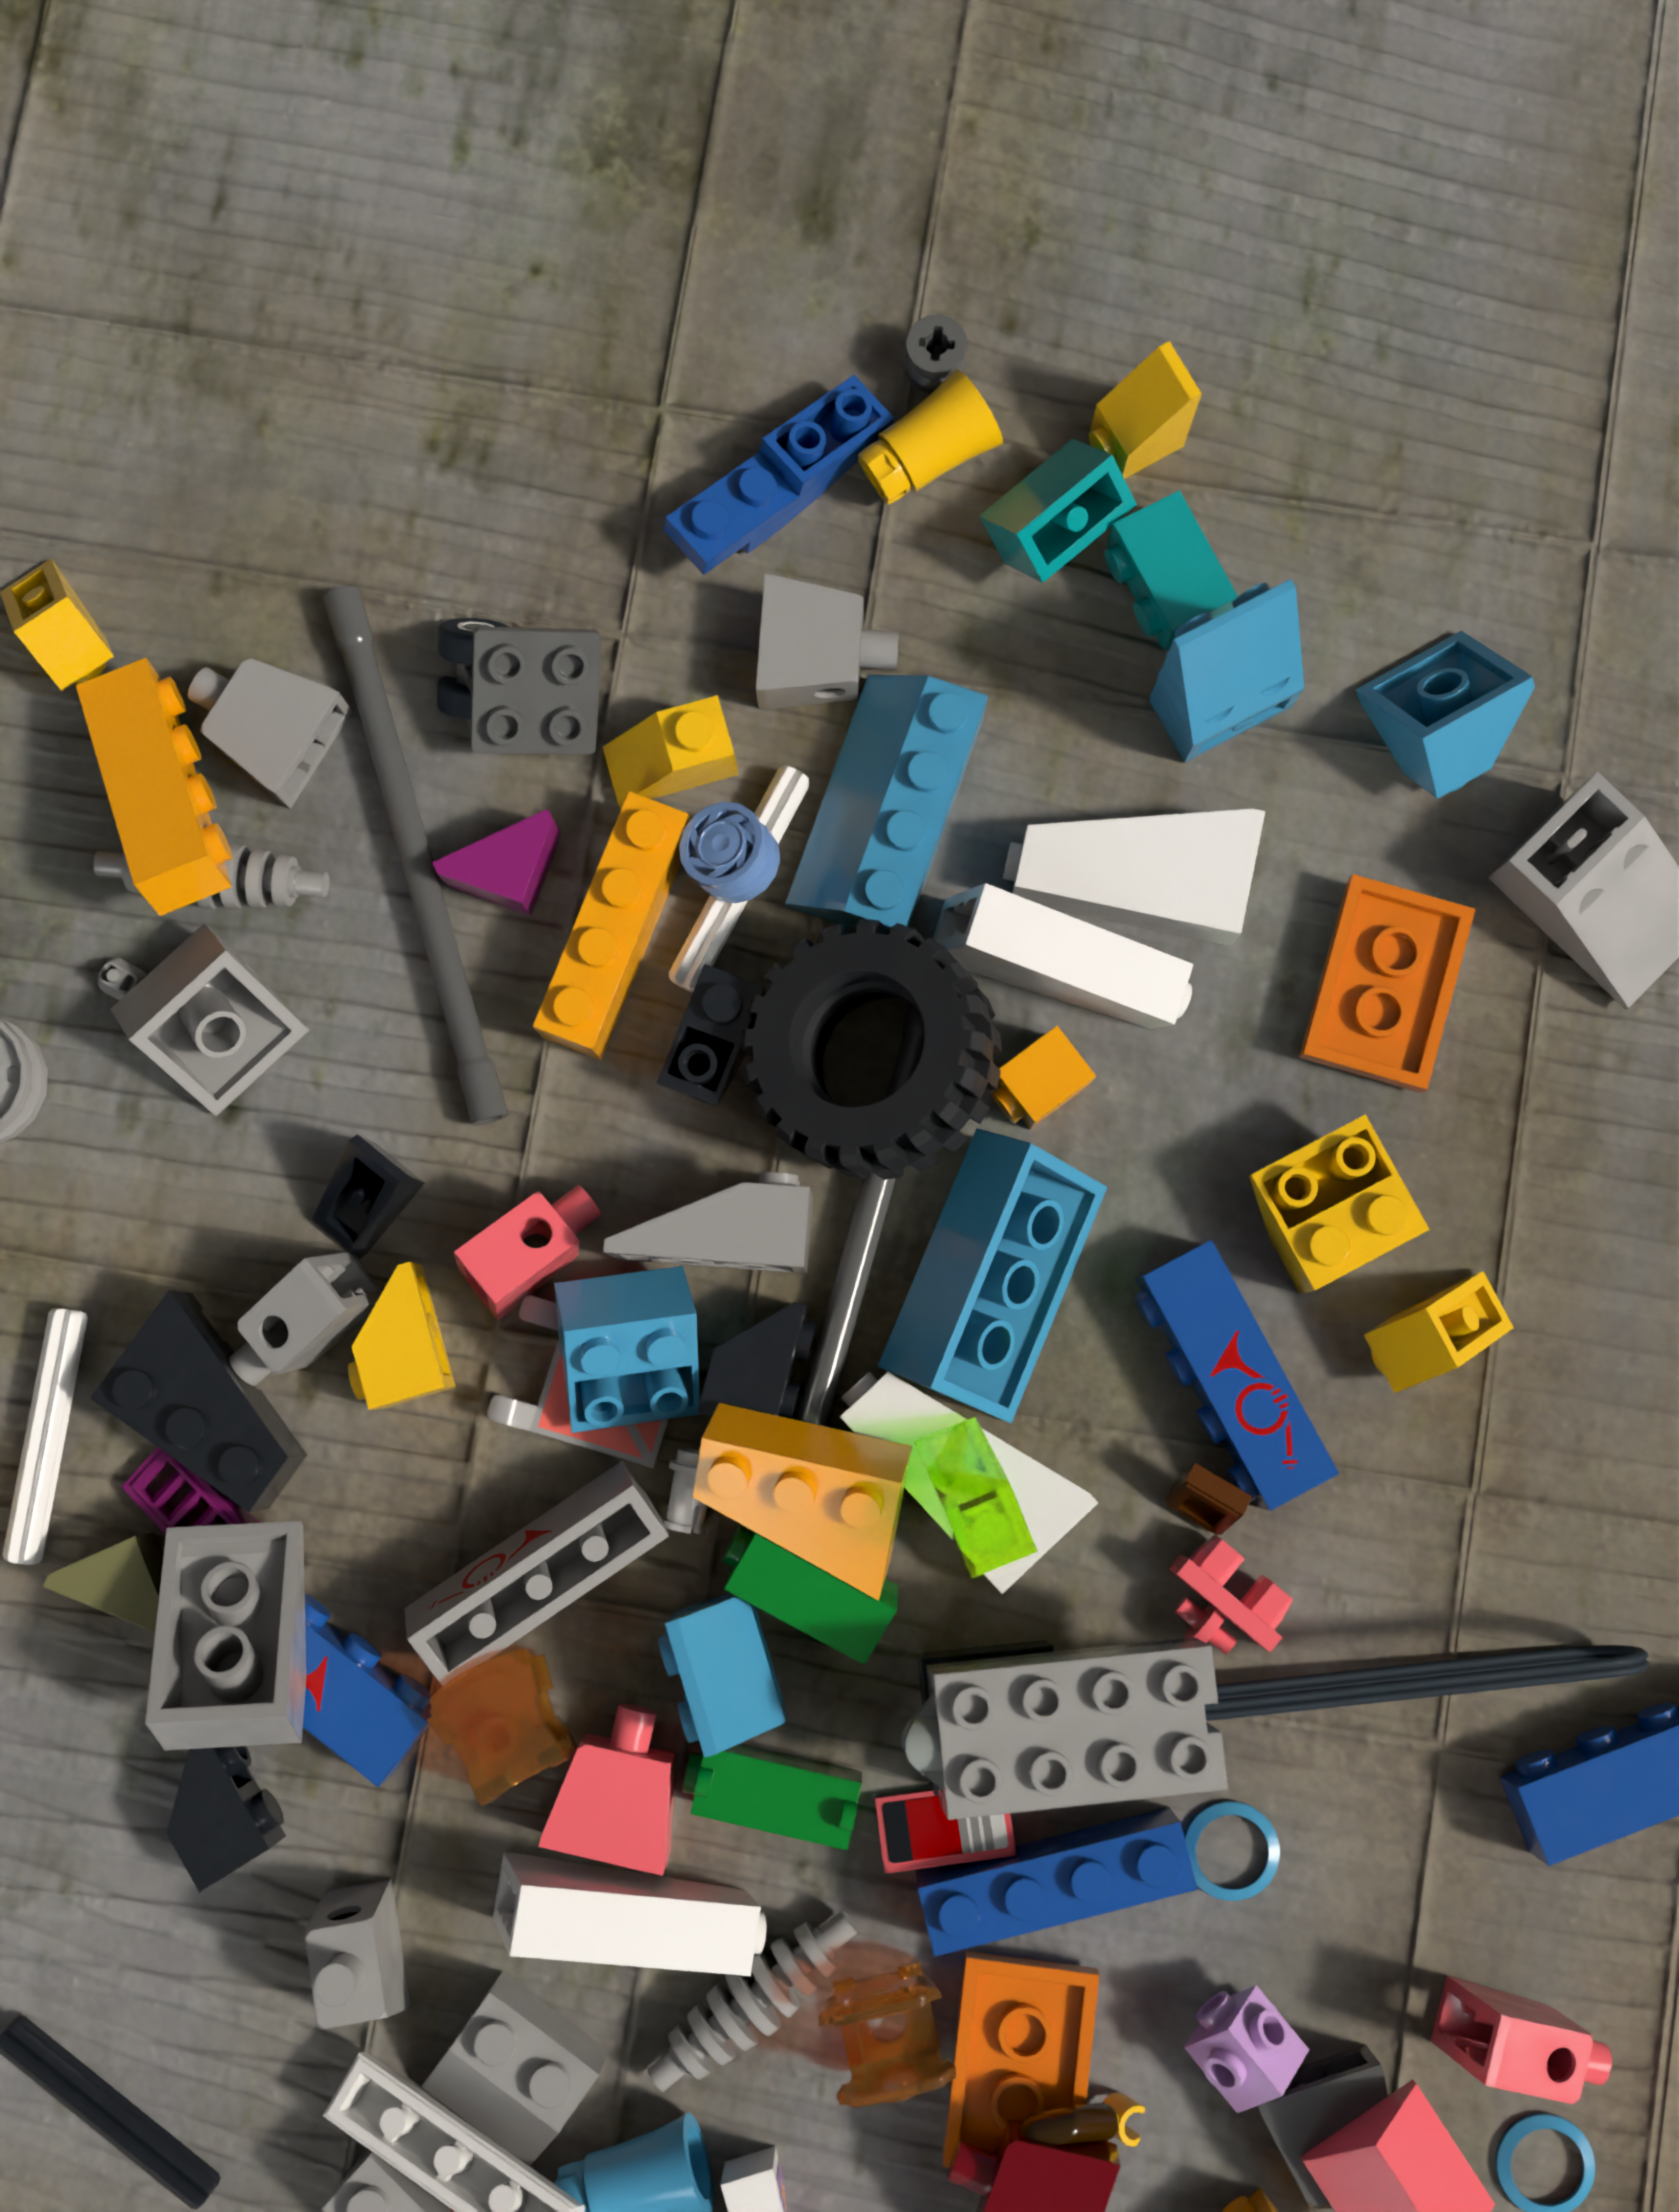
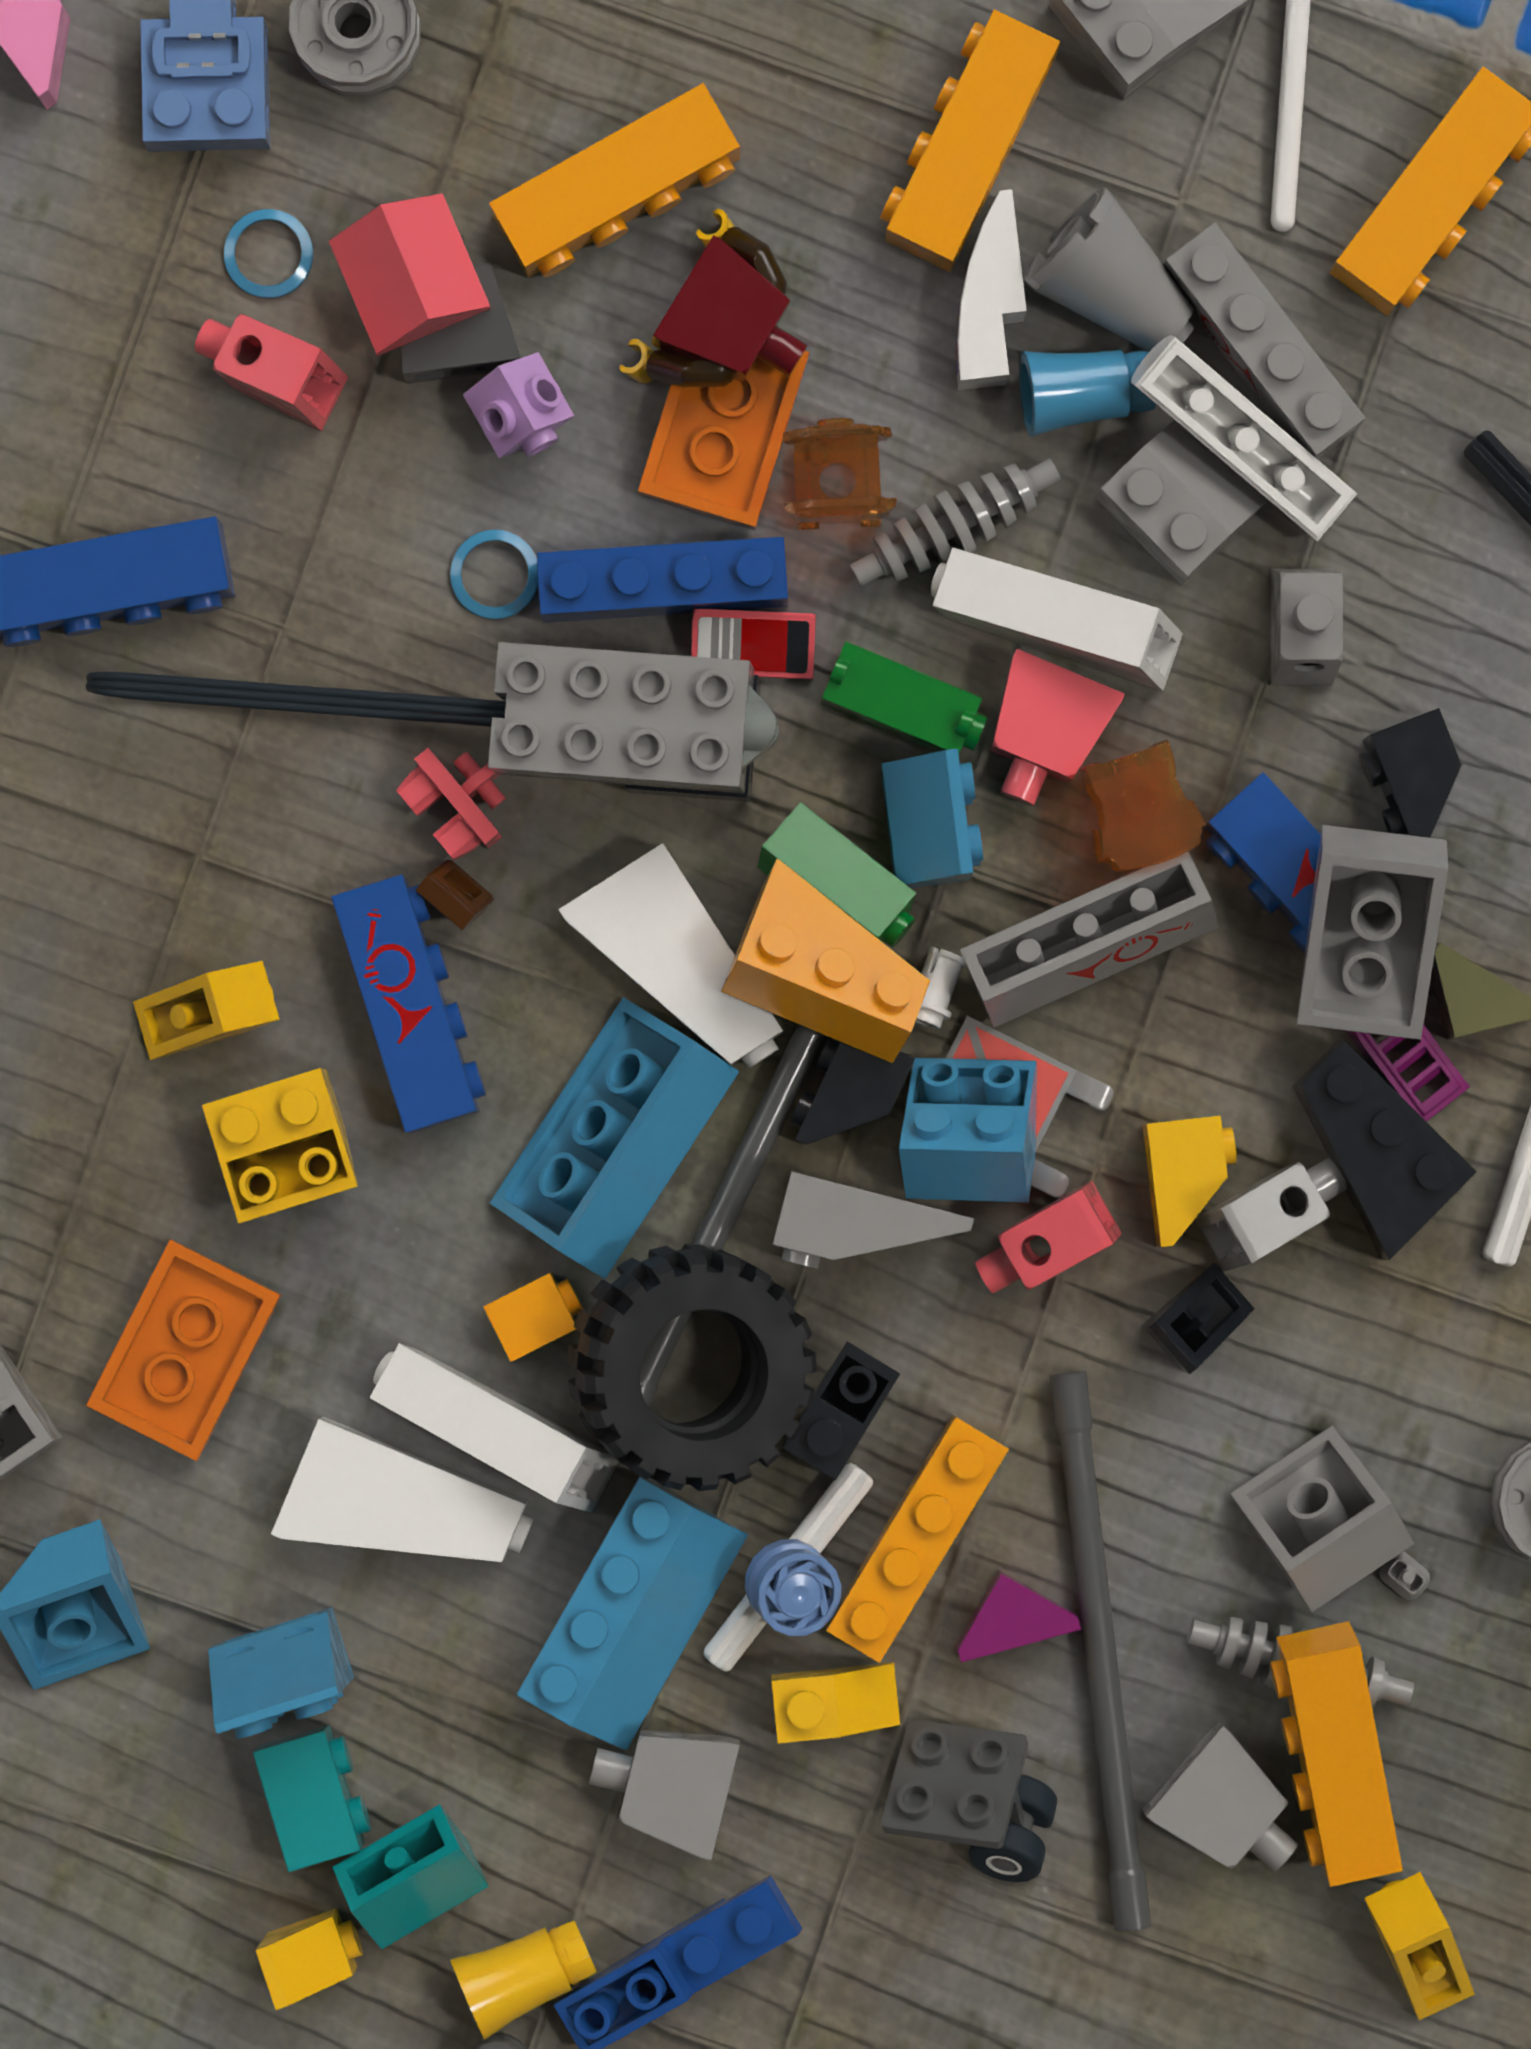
camera: 175 degrees left, 5 degrees up
(975, 1497) = (673, 936): clear neon green slope -> none

